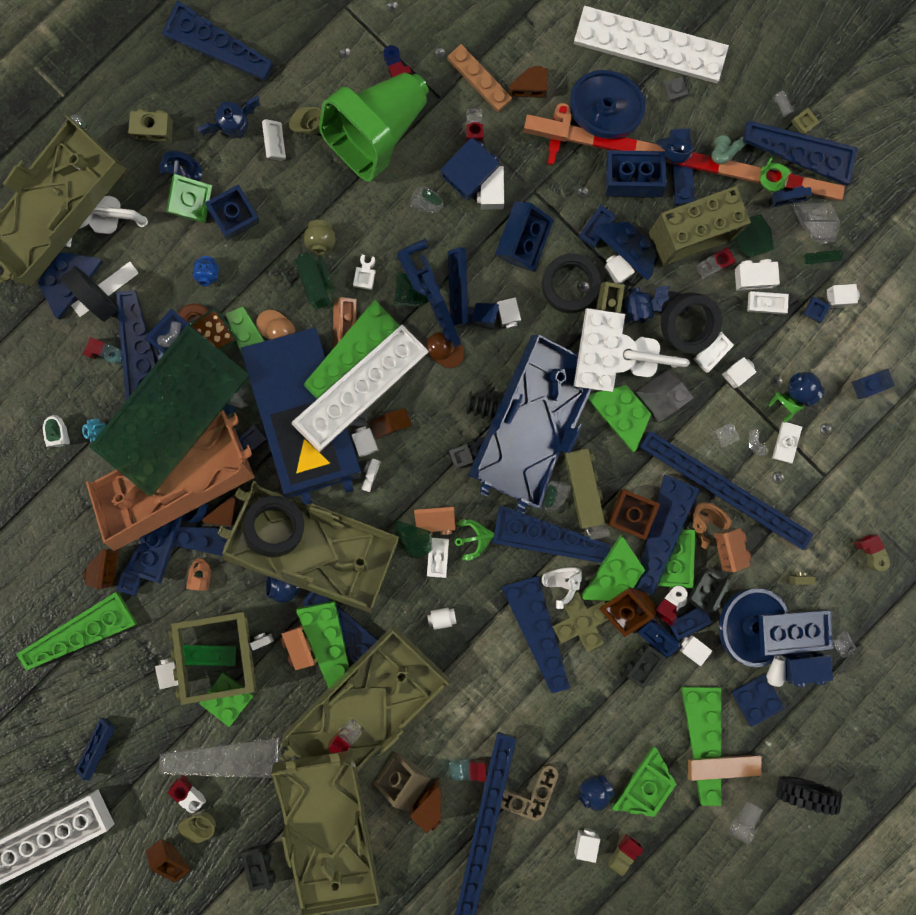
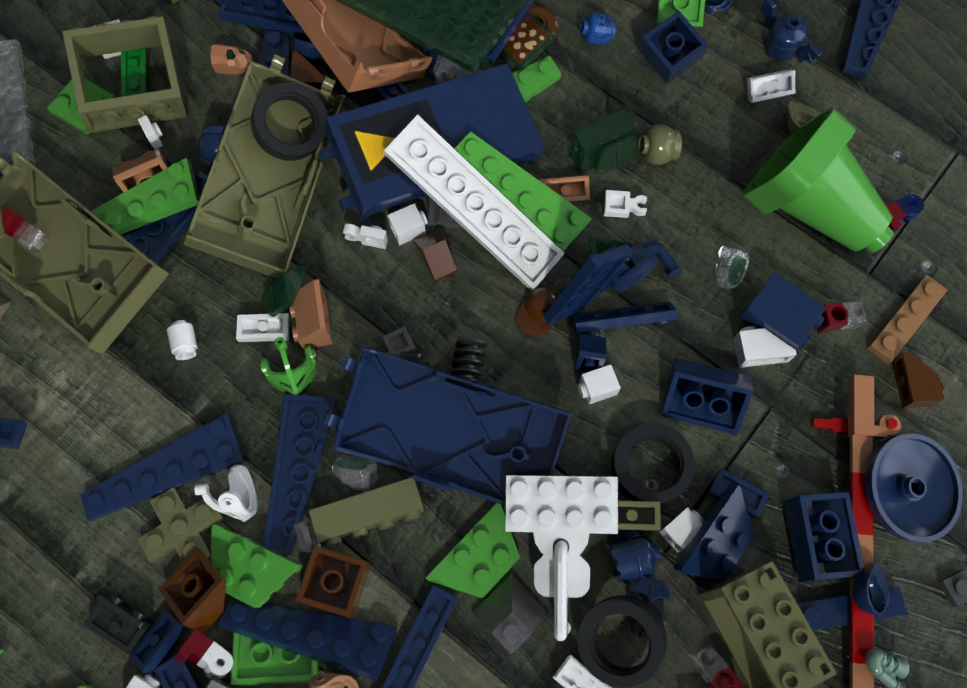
camera: 80 degrees right, 15 degrees down
(274, 325) = (545, 110): medium nougat cap -> none

